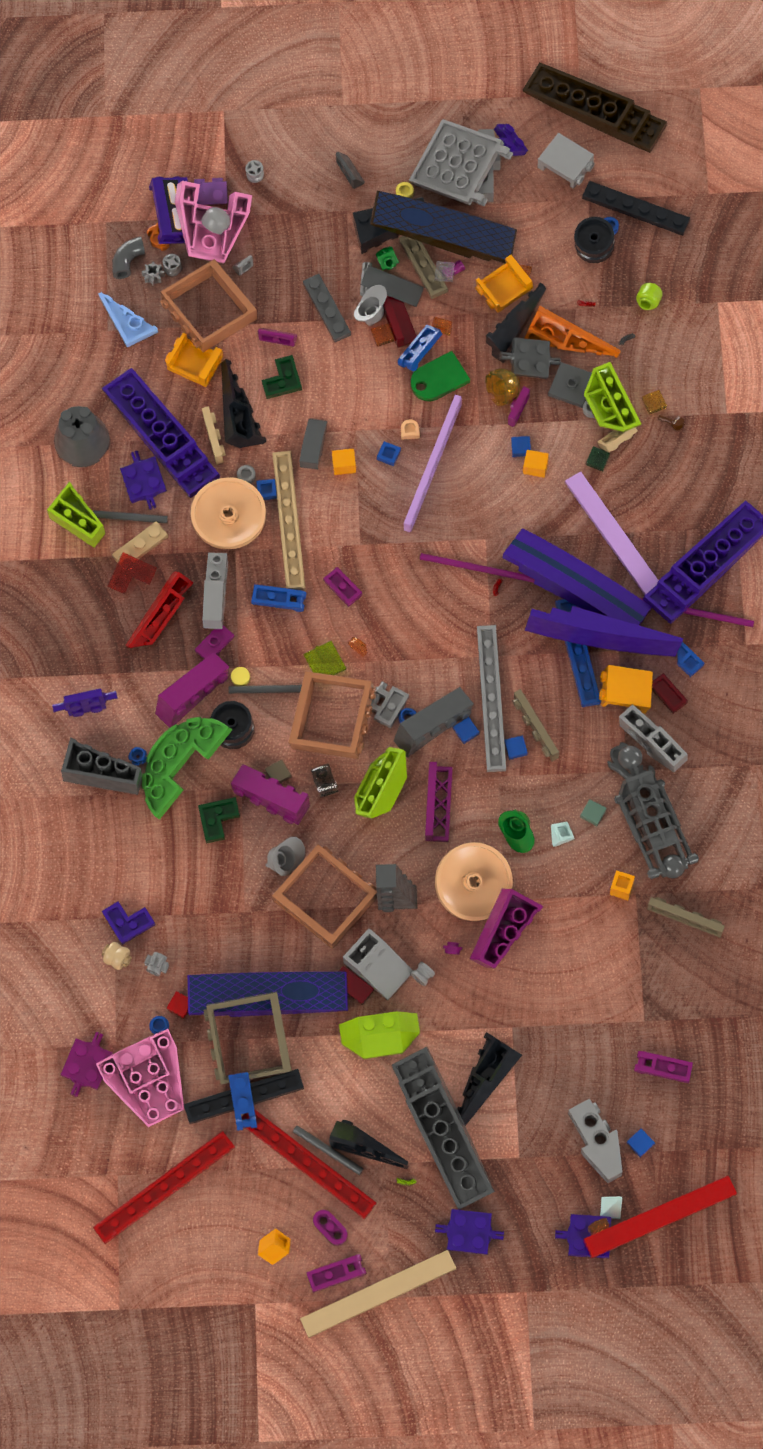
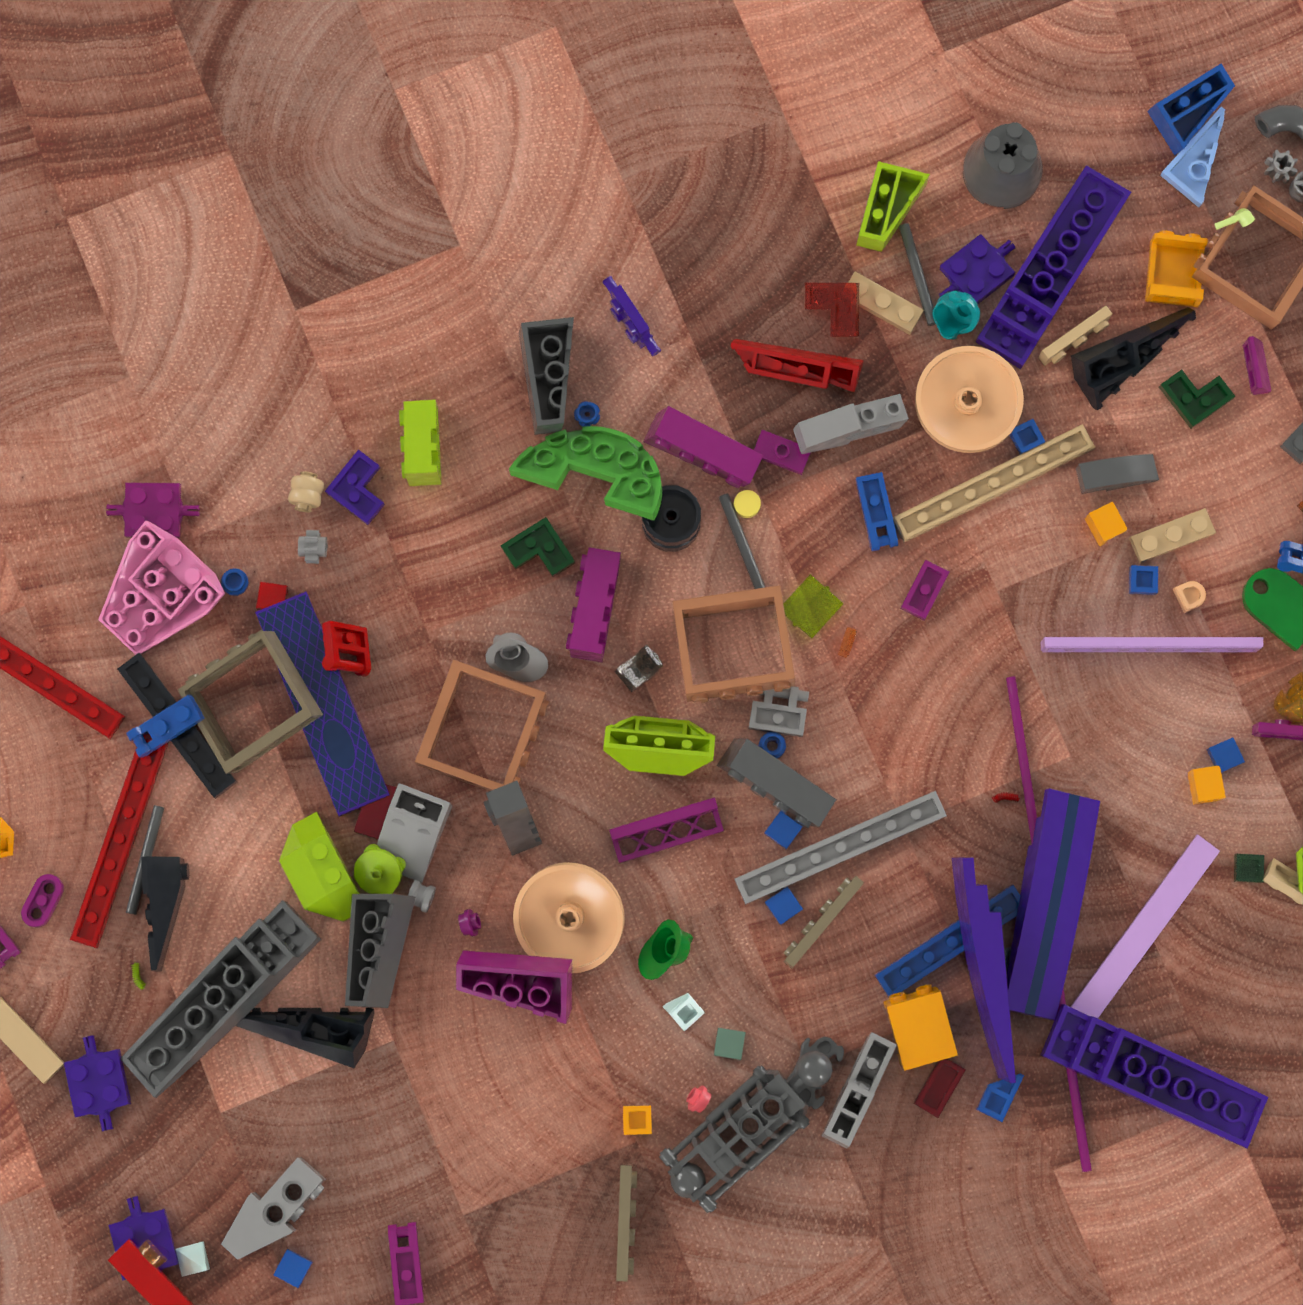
camera: 65 degrees right, 10 degrees up
(91, 312) = (1188, 108): none -> blue wedge
(114, 868) = (420, 443): none -> lime wedge
(168, 501) = (956, 314): none -> teal cap
(178, 305) = (1243, 215): none -> yellowish green hand
(231, 961) = (349, 640): none -> red plate
(246, 473) = (1037, 402): light grey tile -> none
(278, 771) = (631, 603): dark tan tile -> none
(366, 426) = (1172, 535): none -> tan plate
(395, 994) = (378, 870): none -> lime piece
(444, 1010) = (375, 947): none -> dark grey wedge
(622, 843) = (698, 1099): none -> coral plate

